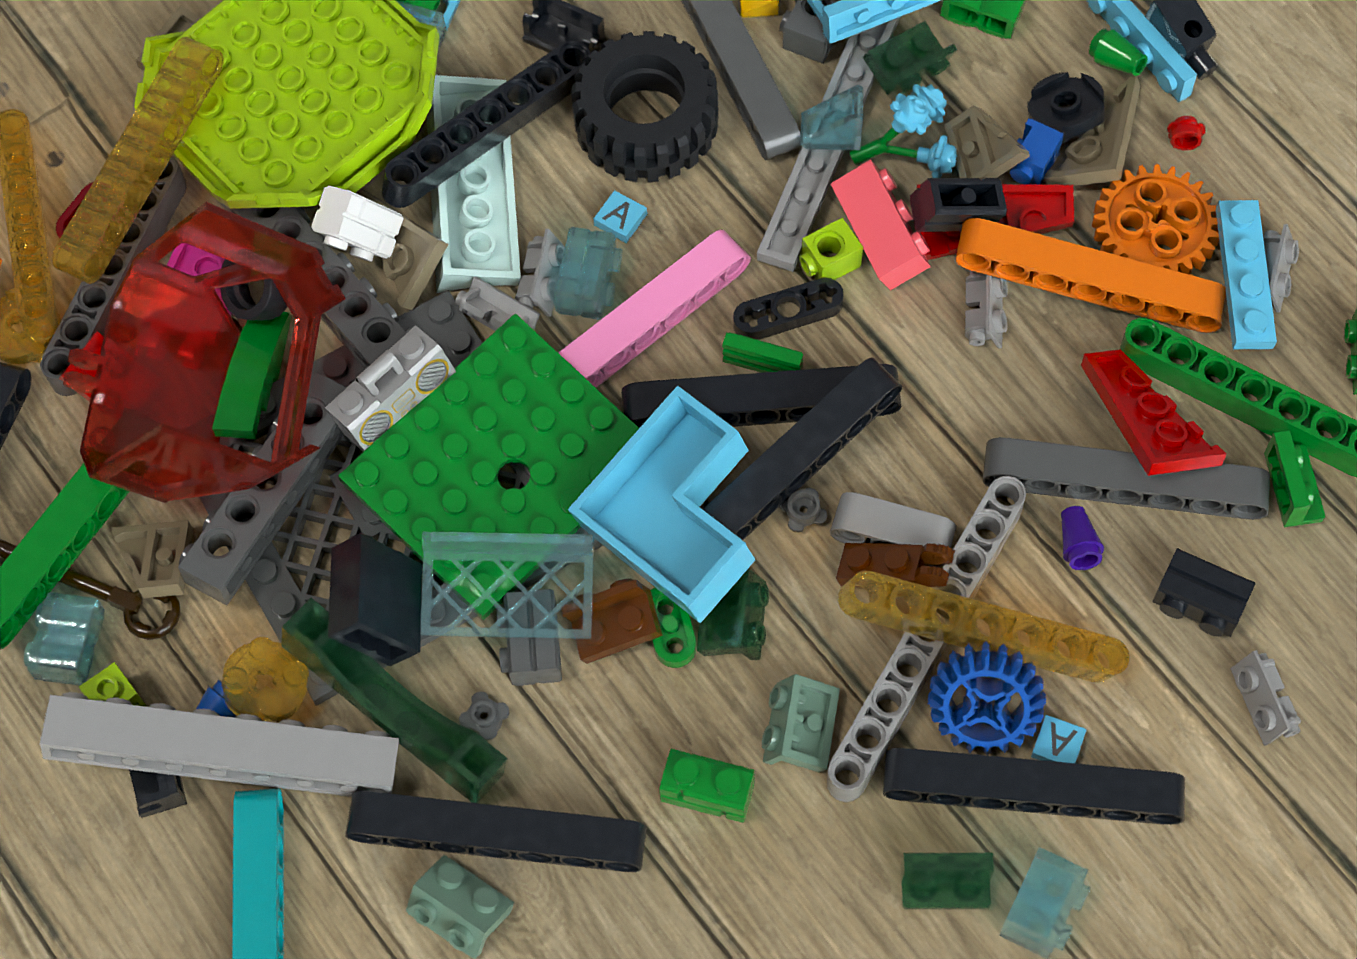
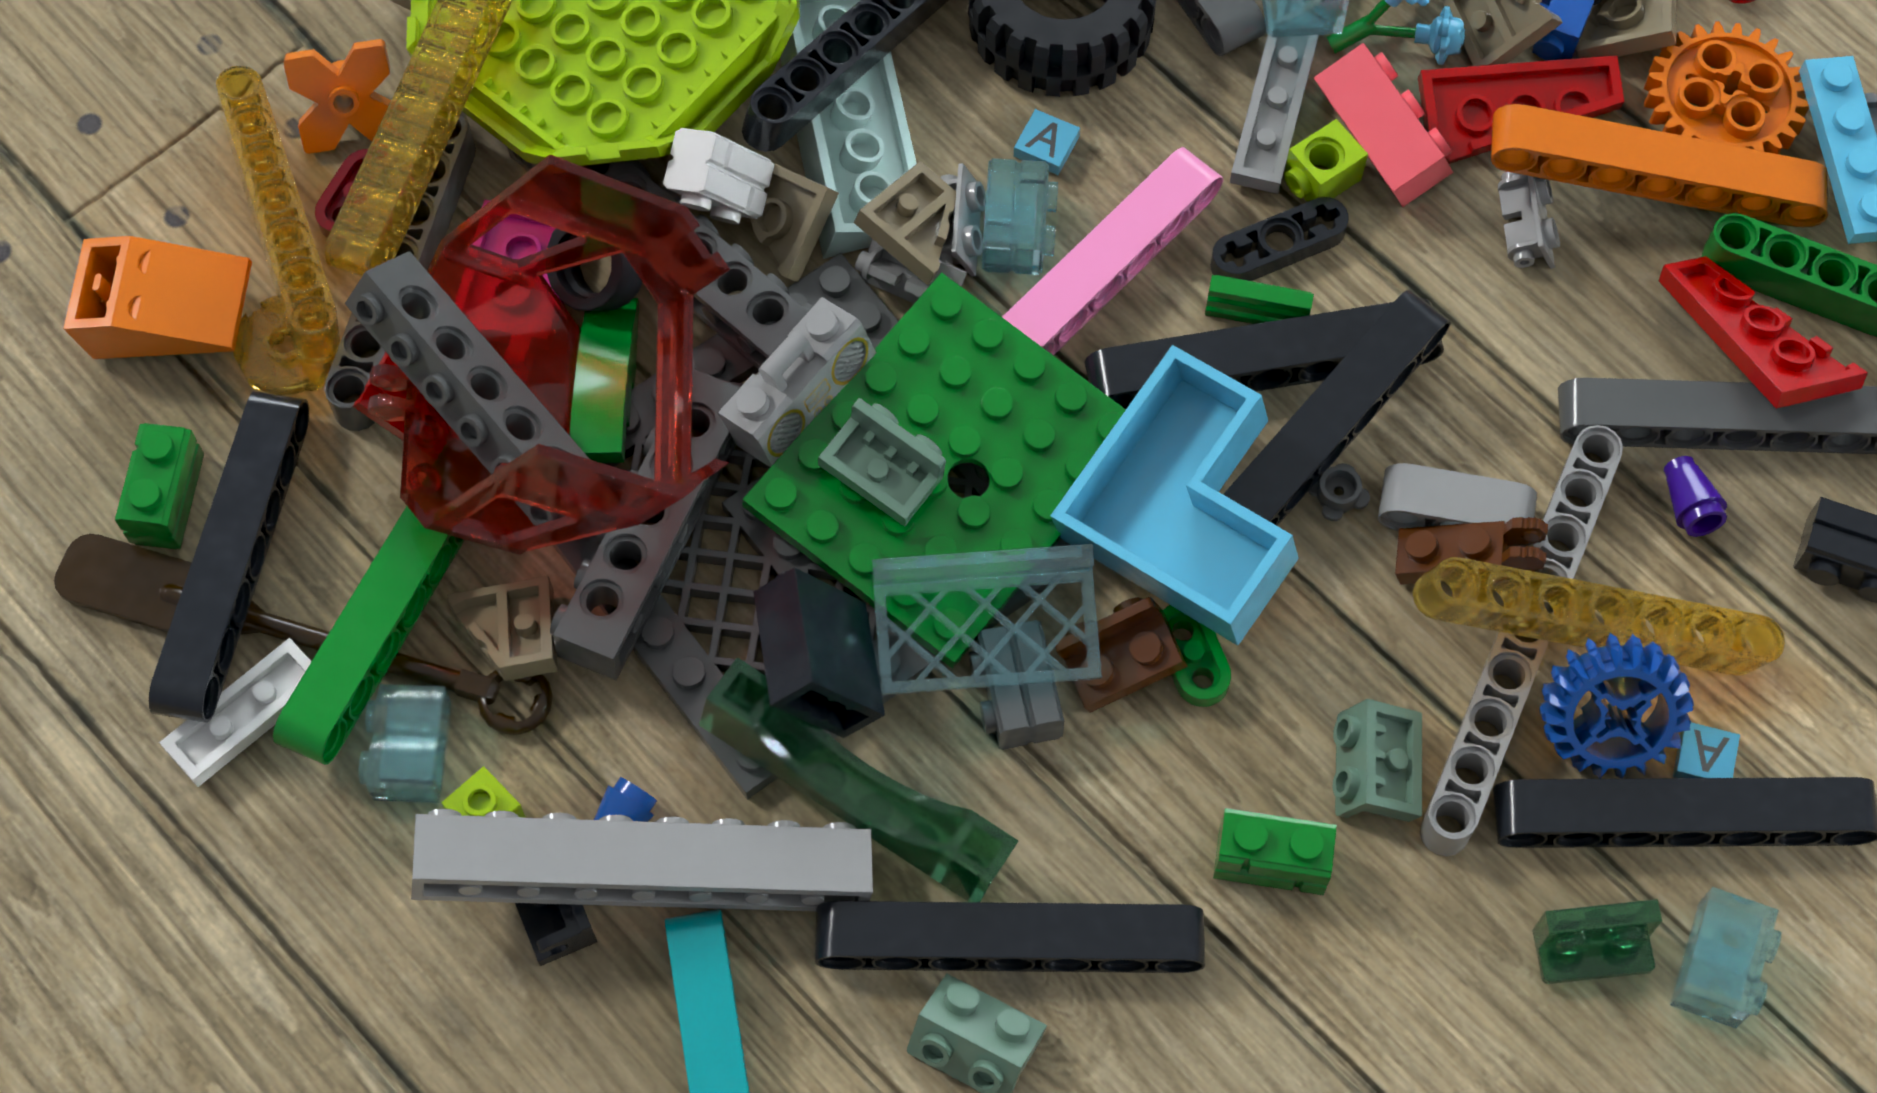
camera: 10 degrees left, 0 degrees up
(86, 134) = (340, 92): none -> orange plant
(134, 357) = (455, 367): none -> dark grey brick
(262, 658) = (688, 744): clear yellow plate -> none
(445, 457) = (884, 461): none -> sand green bracket
(487, 727) = (967, 776): dark grey plate -> none
(502, 269) = (911, 220): none -> dark tan wing
(737, 620) = (1278, 641): clear green bracket -> none
(948, 202) = (1474, 87): black brick -> none

